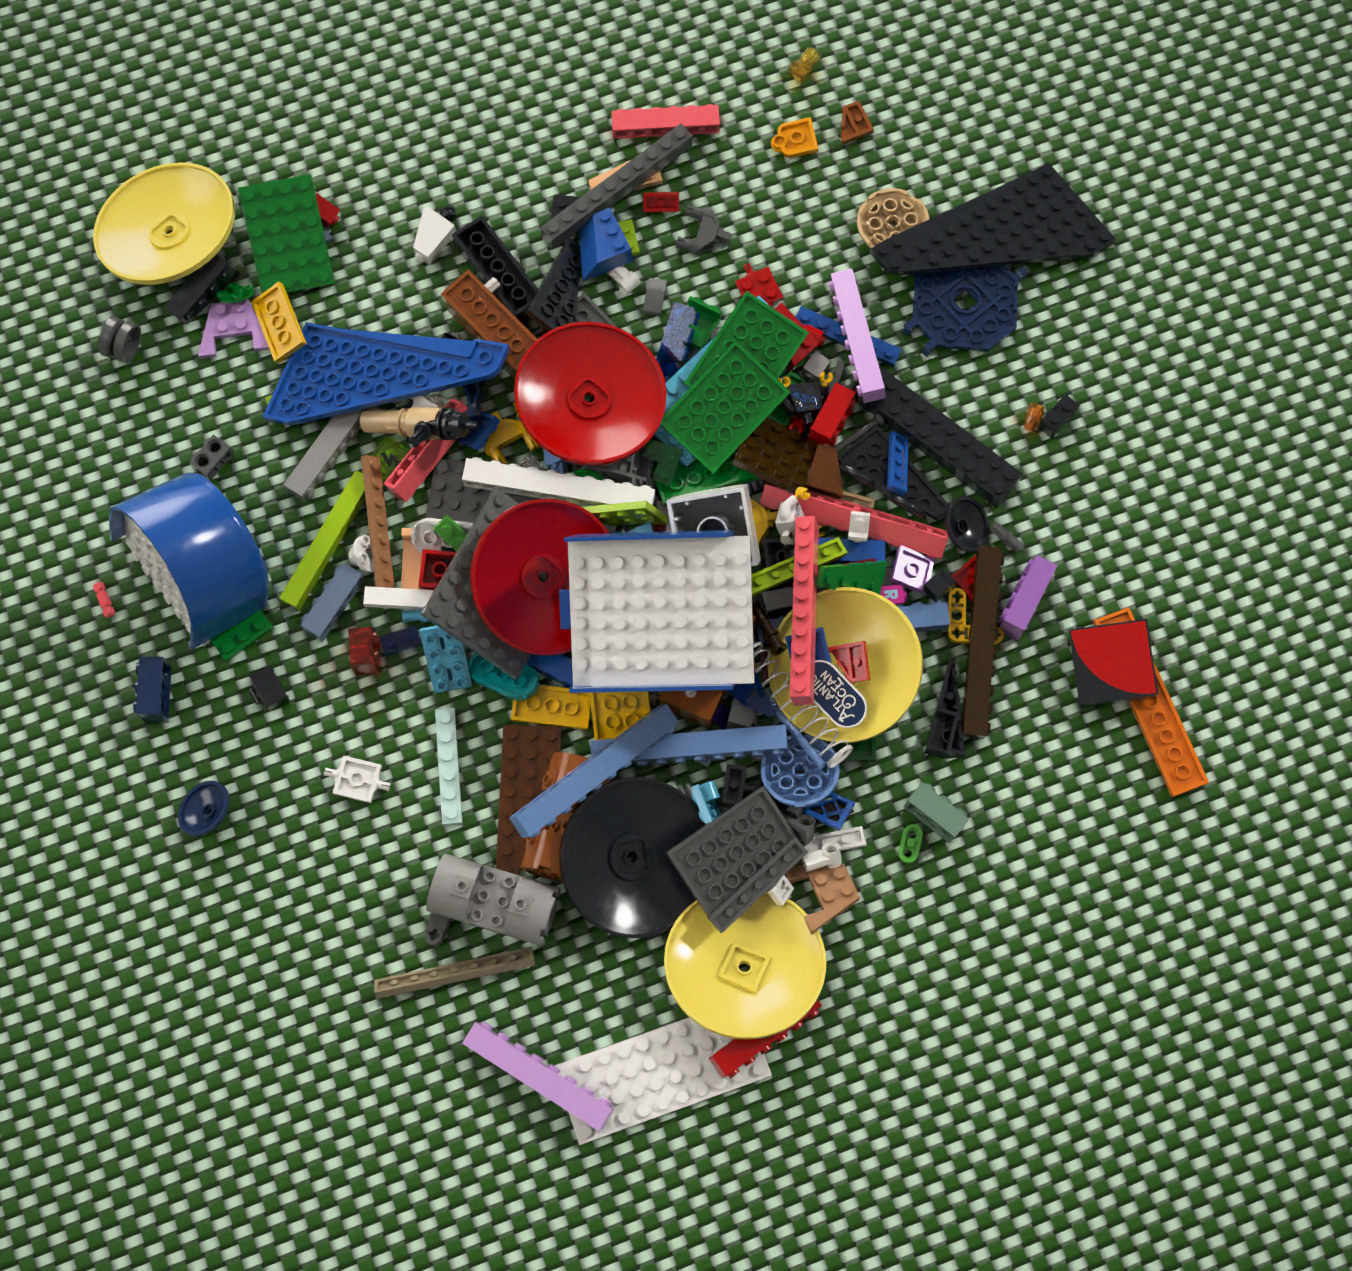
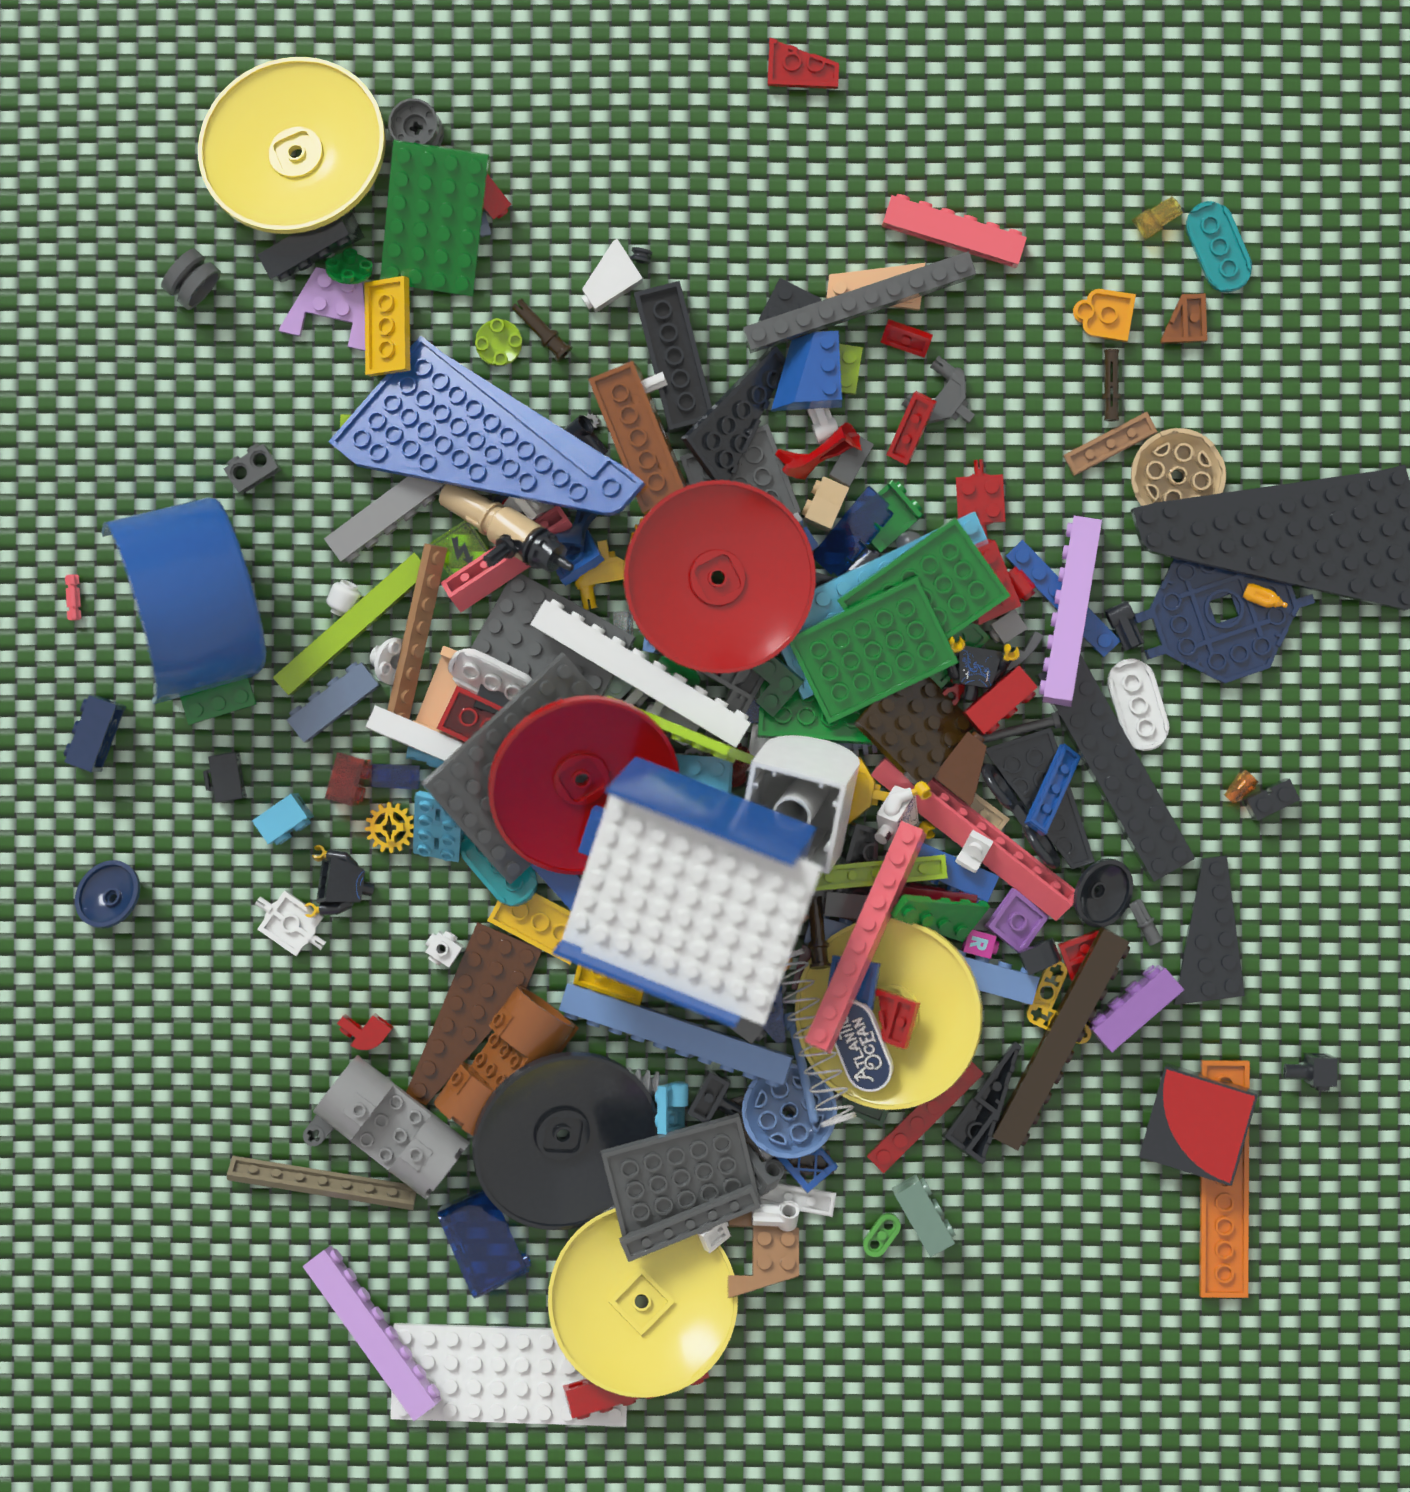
camera: 25 degrees right, 15 degrees up
(248, 173) = (409, 116): none -> dark grey wheel
(312, 522) = (343, 597): none -> white head
(324, 699) = (283, 818): none -> medium azure brick
(365, 307) = (498, 342): none -> lime dish
(385, 733) = (339, 883): none -> black torso
(401, 291) = (548, 337): none -> dark brown pin
(402, 681) = (390, 816): none -> yellow gear
(448, 766) = (398, 946): light aqua plate -> none
(450, 532) = (498, 681): bright green plate -> none
(450, 843) = (366, 1037): none -> red brick
(490, 755) = (438, 956): none -> white brick
(510, 58) = (798, 68): none -> red wing
(594, 771) = (548, 1038): medium blue brick -> none
(601, 967) = (482, 1243): none -> clear blue windscreen
(639, 288) = (802, 465): none -> red animal
(648, 329) = (825, 505): none -> tan brick
(689, 256) = (911, 428): none -> red plate
(819, 183) = (1111, 413): none -> dark brown pin
(835, 222) = (1110, 443): none -> medium nougat tile
(854, 70) = (1218, 246): none -> teal tile
(896, 333) = (1122, 620): none -> black piece
(904, 742) = (919, 1121): none -> red plate
(934, 386) = (1138, 704): none -> white tile
(989, 279) = (1262, 596): none -> light orange piece
(1061, 533) = (1211, 945): none -> black wing
(1181, 592) = (1318, 1070): none -> black brick

